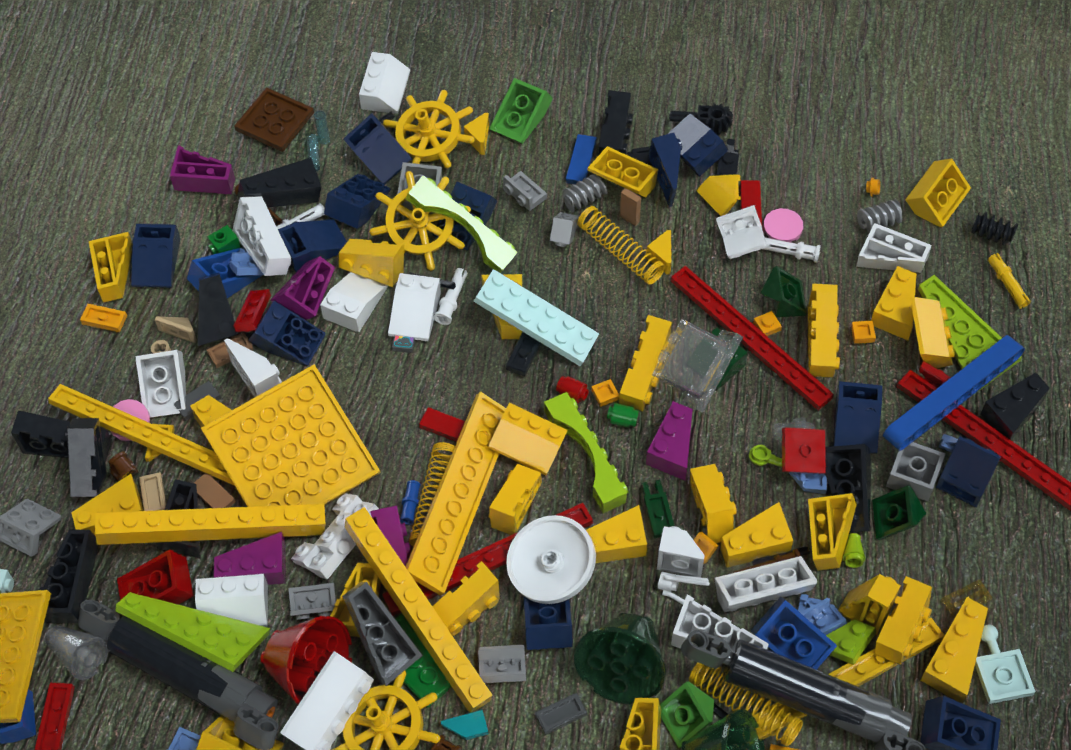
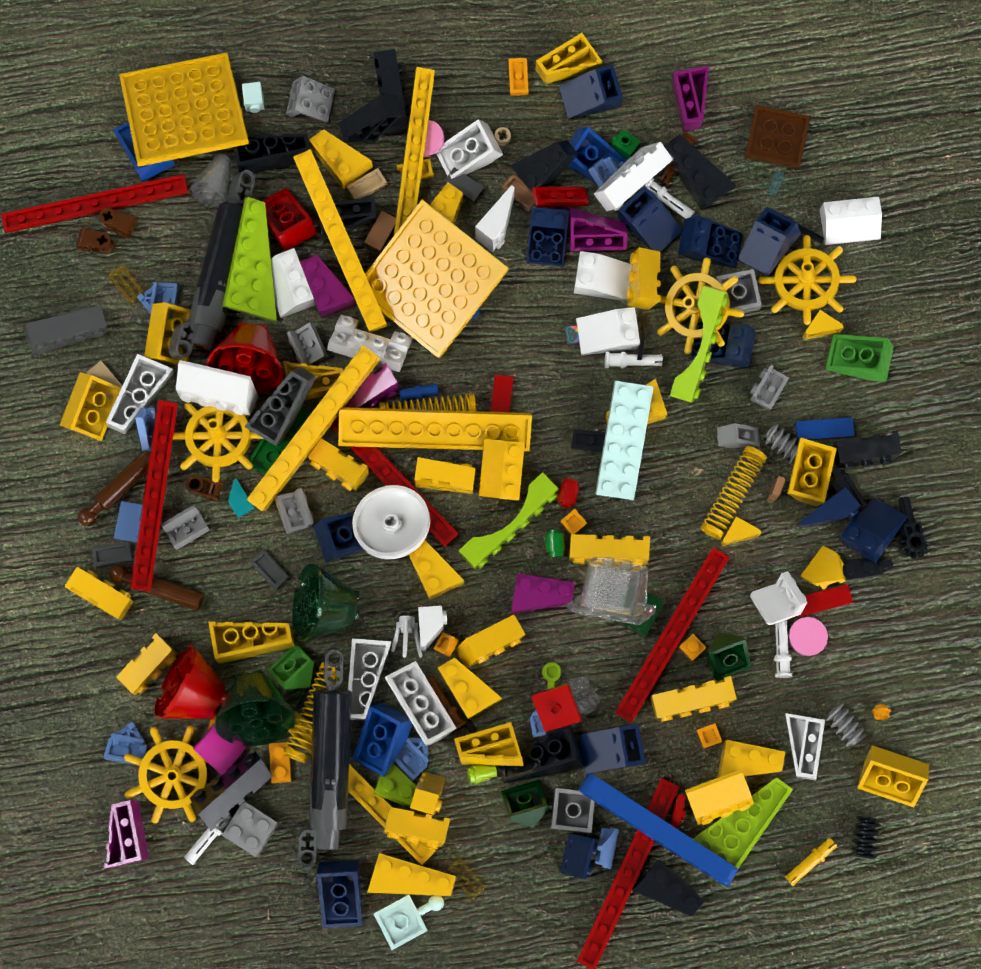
camera: 70 degrees right, 20 degrees up
(121, 466) = (378, 153): reddish brown piece -> none
(177, 327) = (531, 142): tan slope -> none
(313, 150) = (753, 184): clear light blue piece -> none
(657, 508) = (471, 598): dark green hinge -> none

